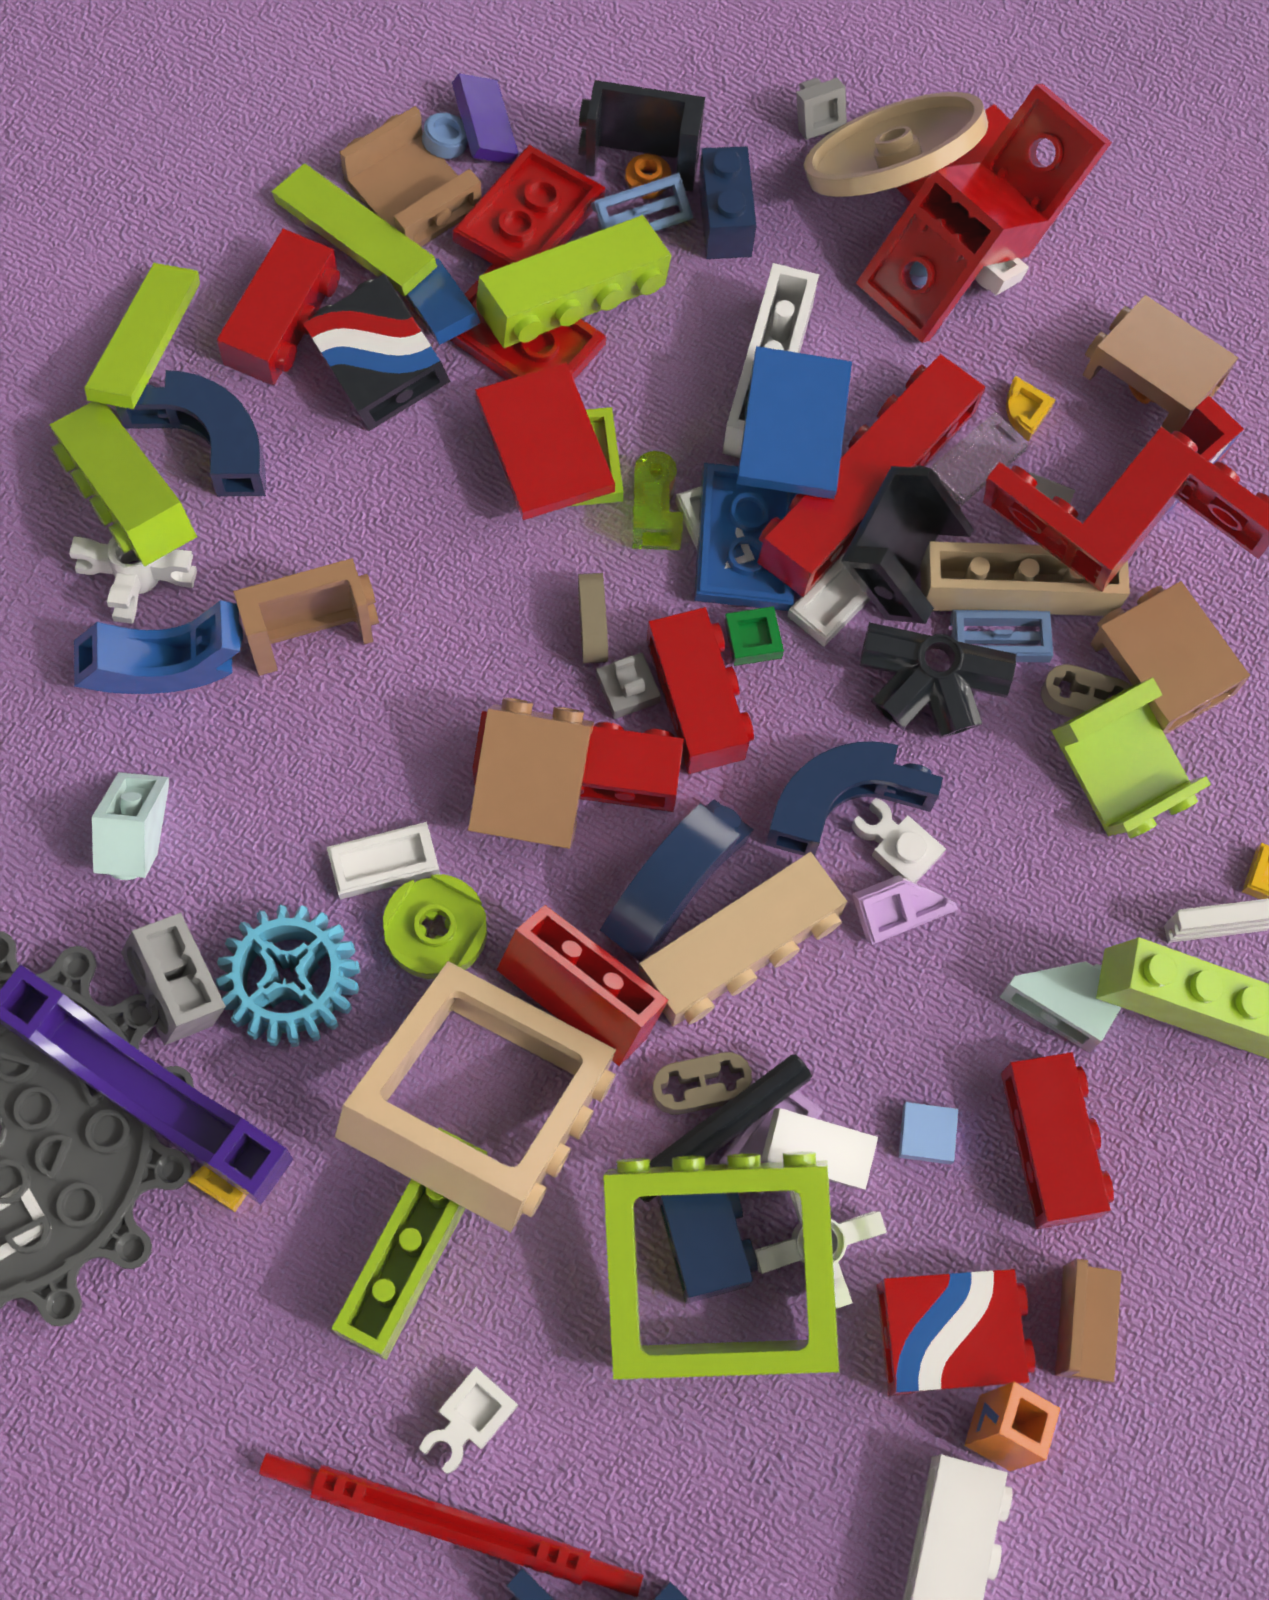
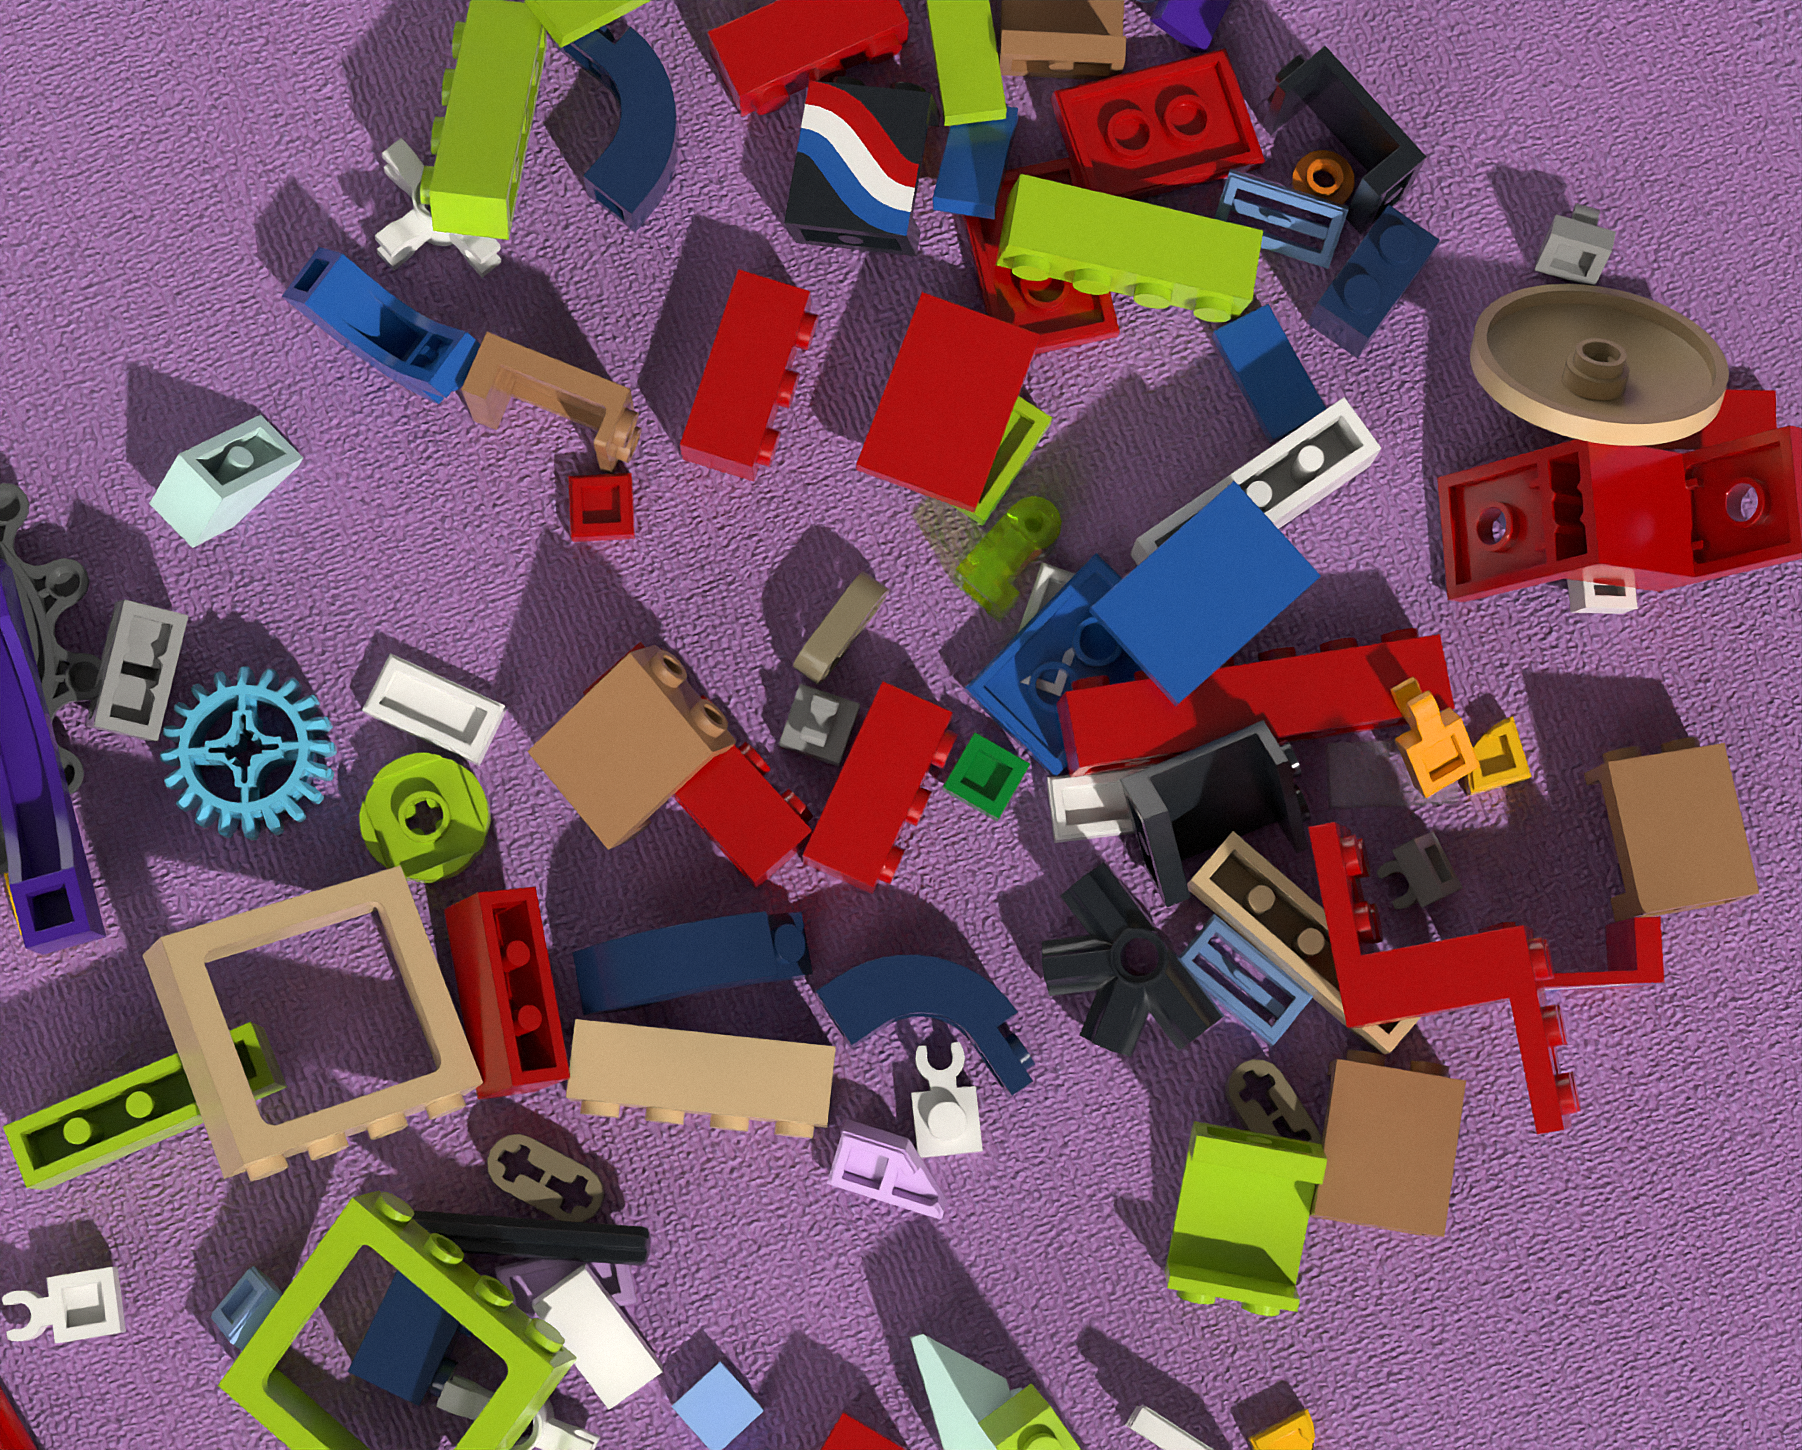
camera: 40 degrees right, 10 degrees up
(384, 663) = (601, 507): none -> red tile
(410, 518) = (749, 376): none -> red brick
(587, 1318) = (246, 1307): none -> light blue tile
(711, 298) = (1268, 373): none -> blue tile
(995, 412) = (1437, 745): none -> light orange plate

